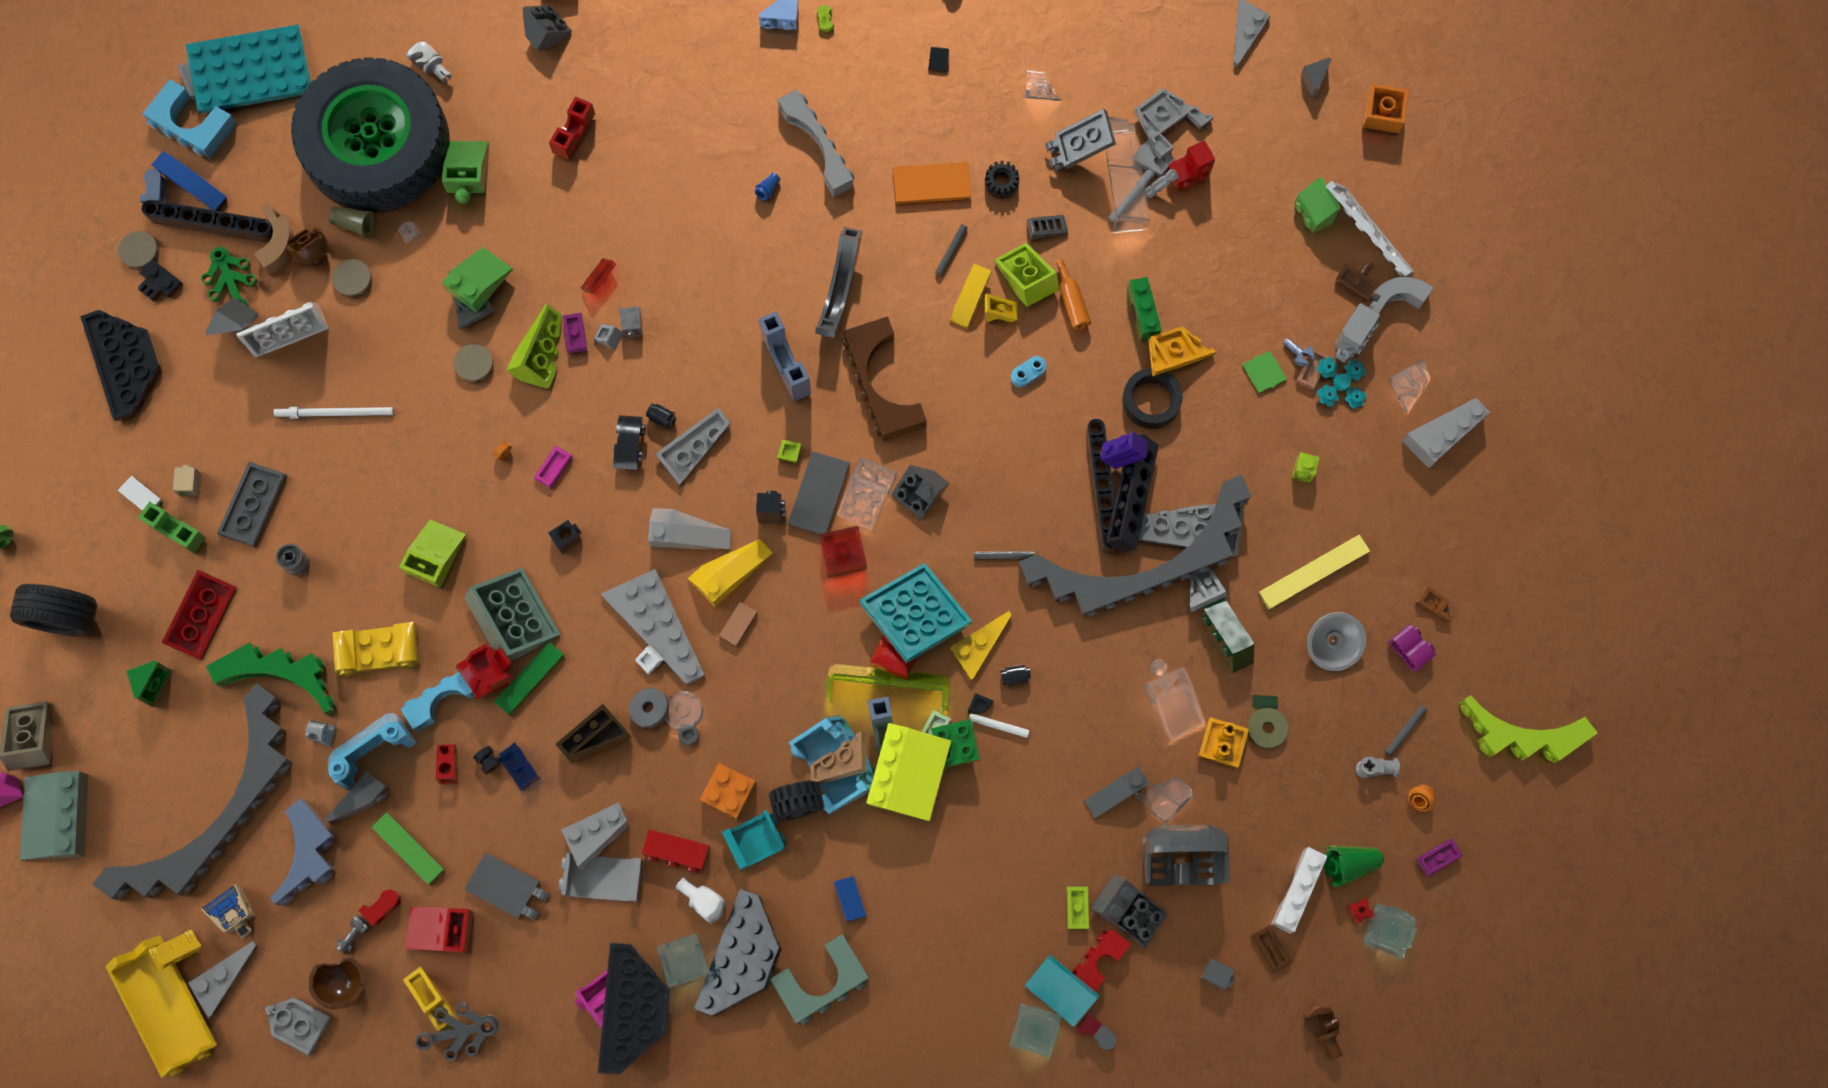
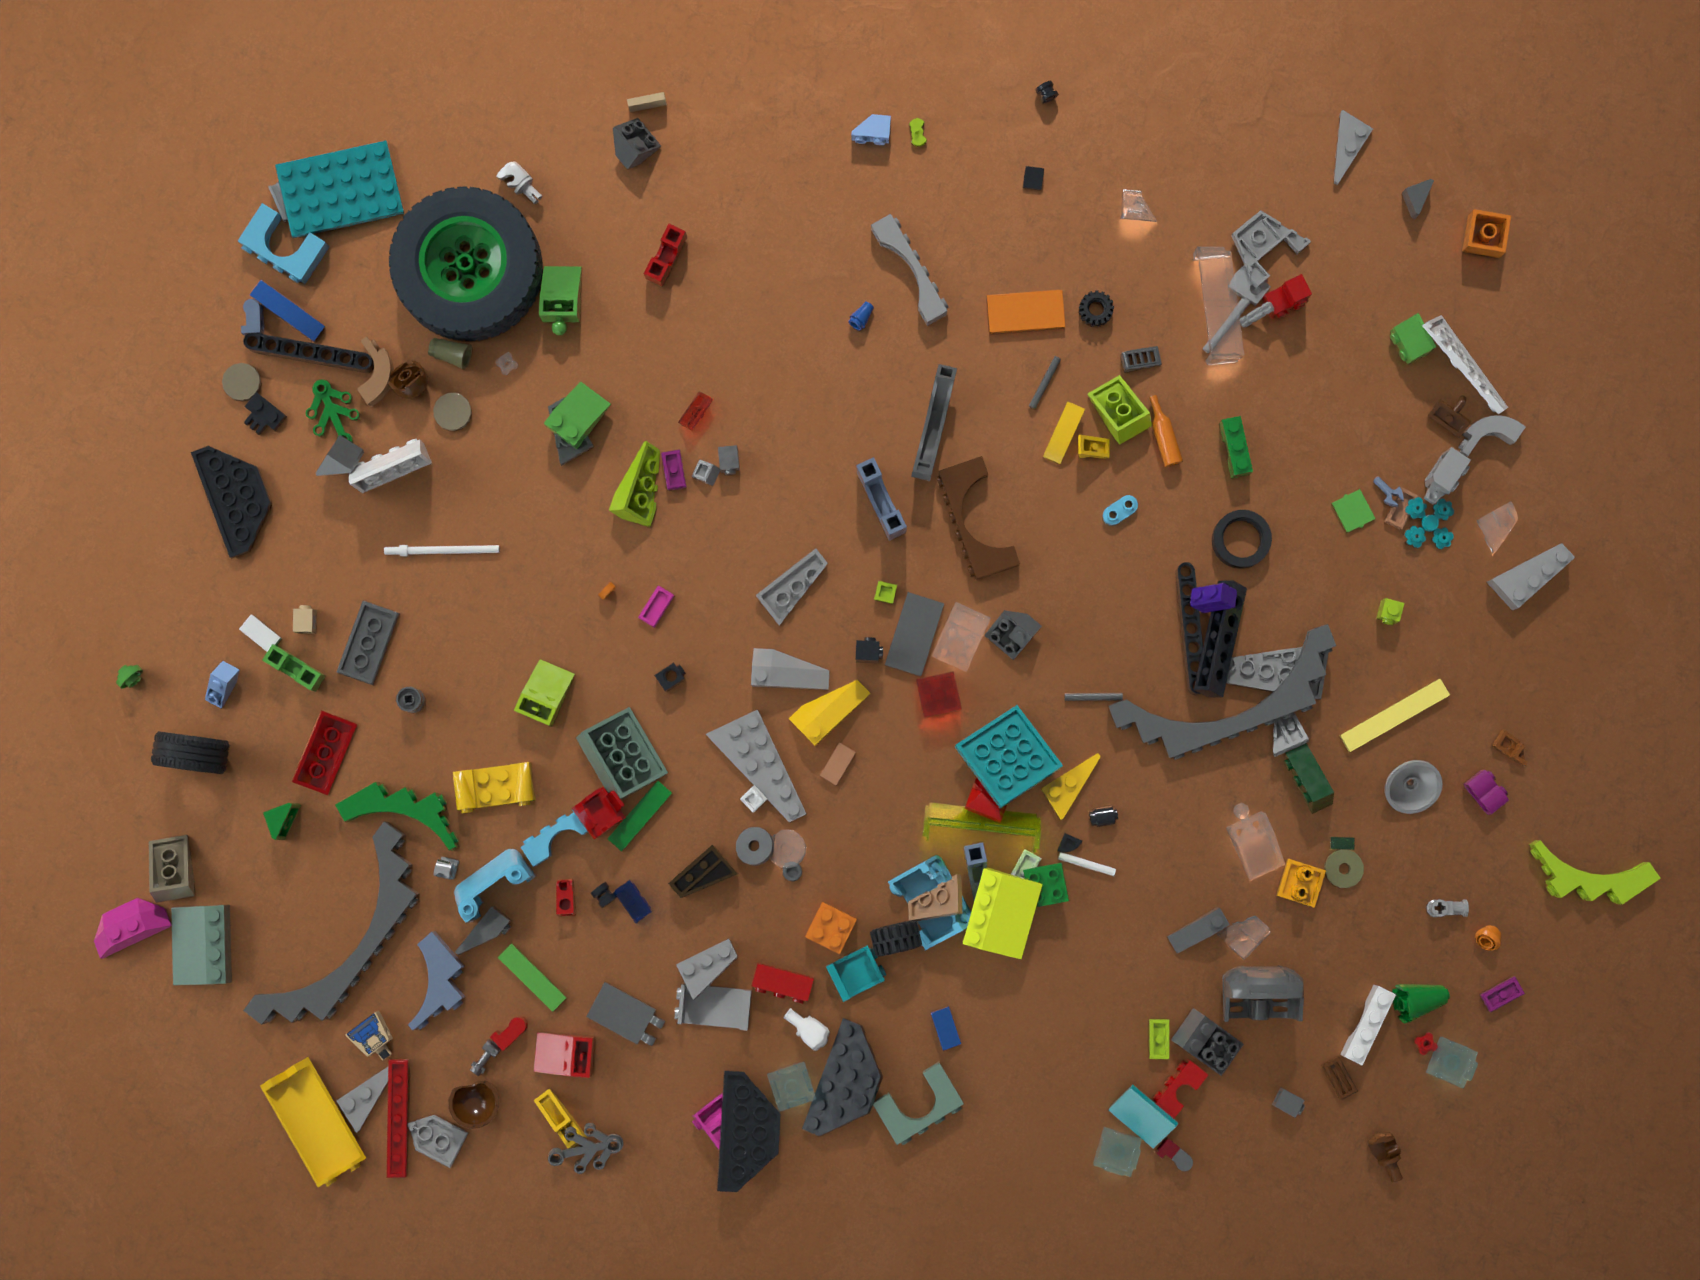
camera: 10 degrees right, 10 degrees up
(94, 545) = (221, 684): none -> light blue slope
(174, 950) = (322, 1071): yellow hinge -> none
(253, 1002) = (397, 1118): none -> red tile
(473, 362) = (575, 499): dark tan tile -> none
(628, 447) = (729, 583): black brick -> none
(661, 415) = (760, 555): black brick -> none
(1081, 140) = (1178, 271): tile -> none
(1176, 349) = (1265, 490): light orange wing -> none
(1405, 731) = (1476, 872): dark grey bar -> none

